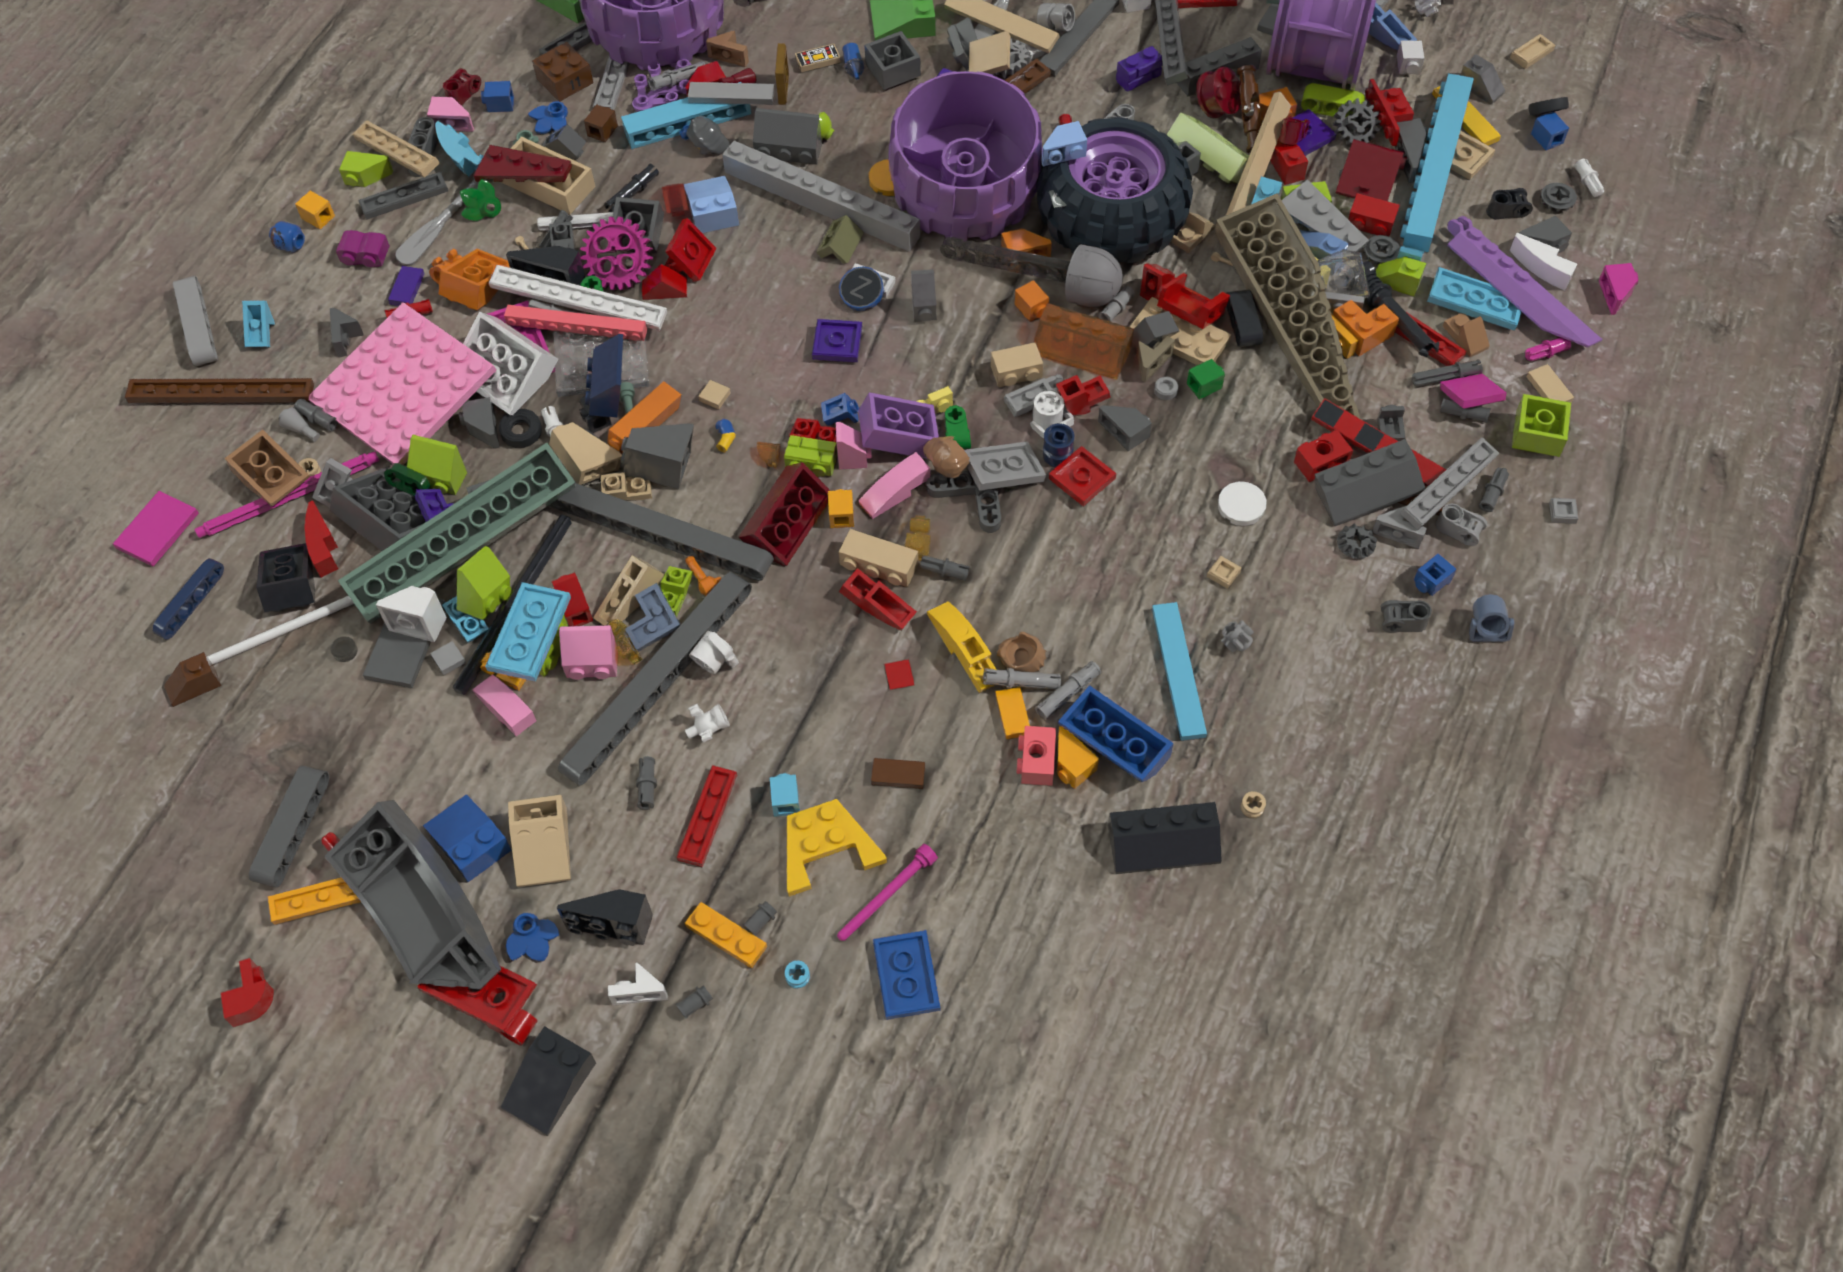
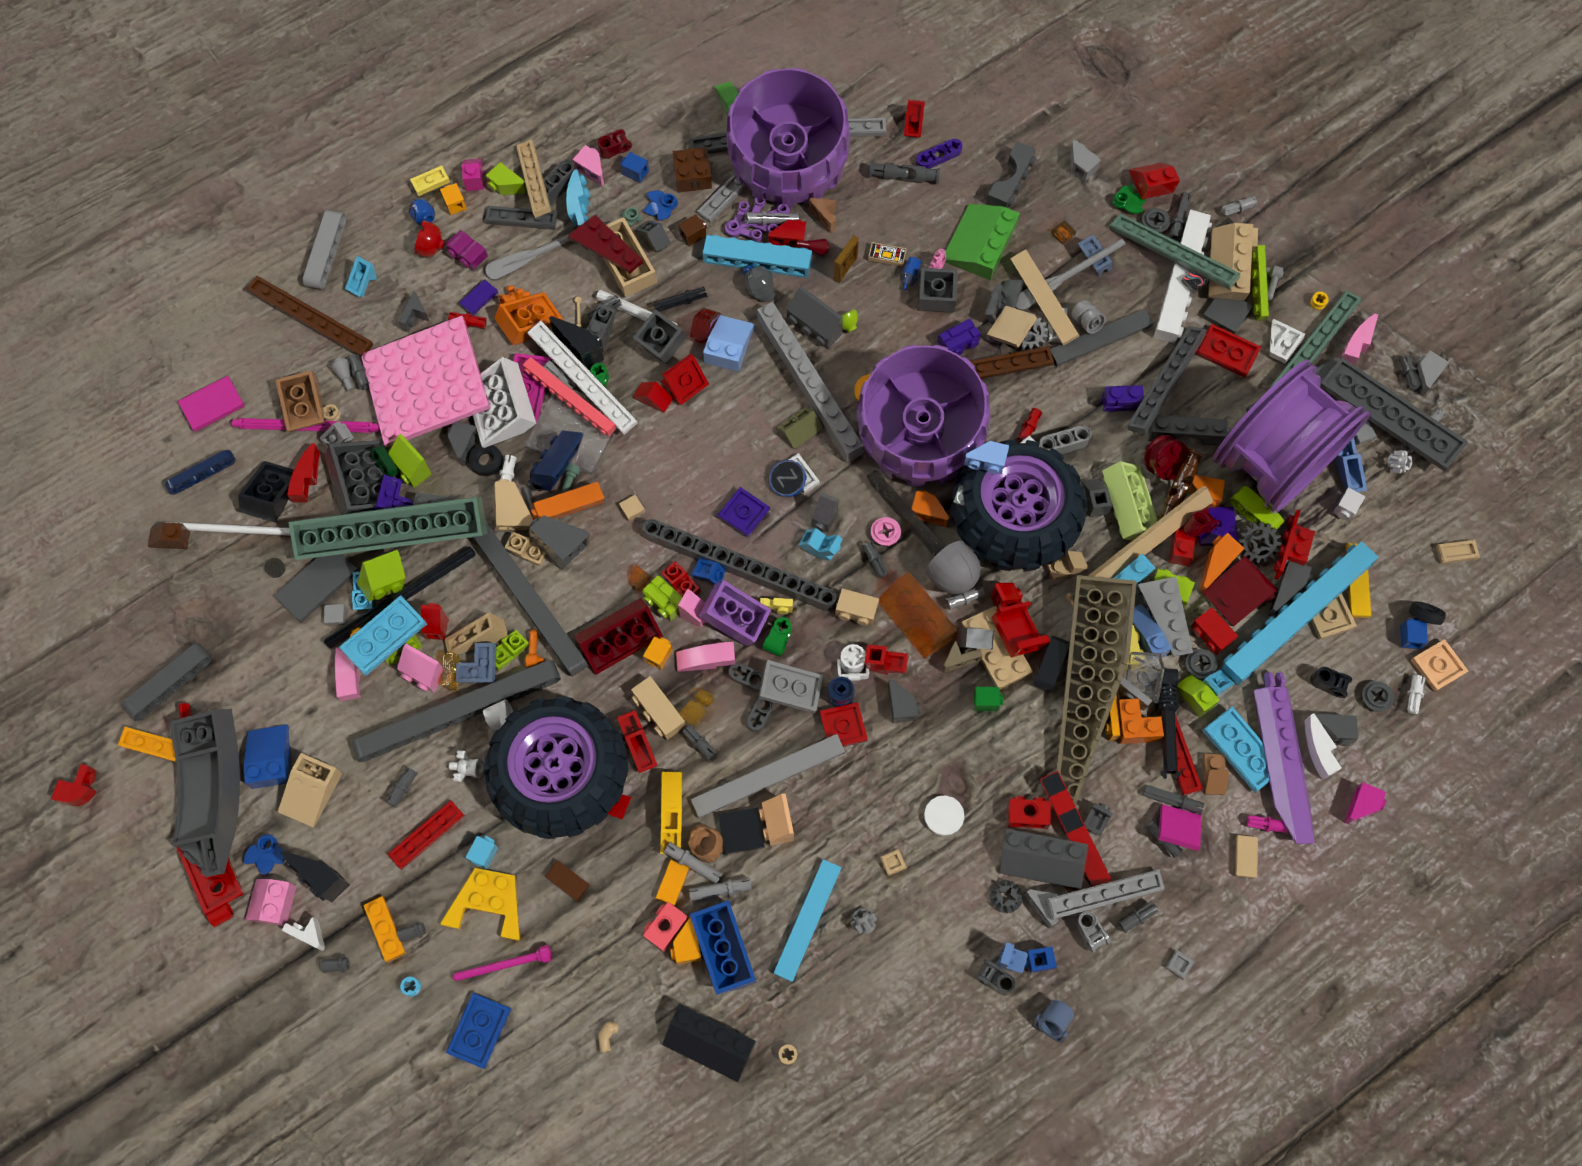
camera: 30 degrees right, 10 degrees up
(275, 206) = (430, 180): none -> light yellow plate
(314, 256) = (428, 240): none -> red cylinder
(323, 179) = (473, 174): none -> dark pink slope
(413, 613) = (327, 572): white slope -> none
(478, 199) = (564, 255): green plate -> none
(547, 1080) = (215, 962): black slope -> none
(570, 980) = (271, 902): none -> bright pink slope
(614, 232) = (625, 370): dark pink gear -> none
(728, 434) = (620, 546): arm -> none
(731, 93) = (796, 258): light grey tile -> none
(800, 624) = (589, 793): none -> black wheel
(874, 31) = (938, 259): none -> bright pink gear
(896, 383) = (745, 571): none -> dark grey beam
(939, 330) = (819, 544): none -> medium azure brick
(946, 456) = (750, 658): medium nougat hair -> none
(995, 281) = (890, 525): none -> bright pink gear
(1003, 316) = (875, 559): none -> dark grey axle
(1022, 400) = (843, 637): light grey hinge -> none
(1031, 300) = (903, 559): orange brick -> none
(1039, 560) = (768, 776): none -> light grey tile
(1048, 897) = (605, 1033): none -> tan arm
(1050, 624) = (741, 831): none -> black tile
(1082, 589) = (777, 820): none -> light nougat slope
(1166, 388) = (954, 688): light grey tile -> none
(1330, 153) = (1219, 557): none -> orange slope
(1406, 584) = (1012, 959): none -> medium blue slope
(1486, 80) = (1392, 557): flat silver slope -> none
(1541, 425) = (1210, 888): lime brick -> none
(1590, 145) = (1439, 665): none -> light nougat tile

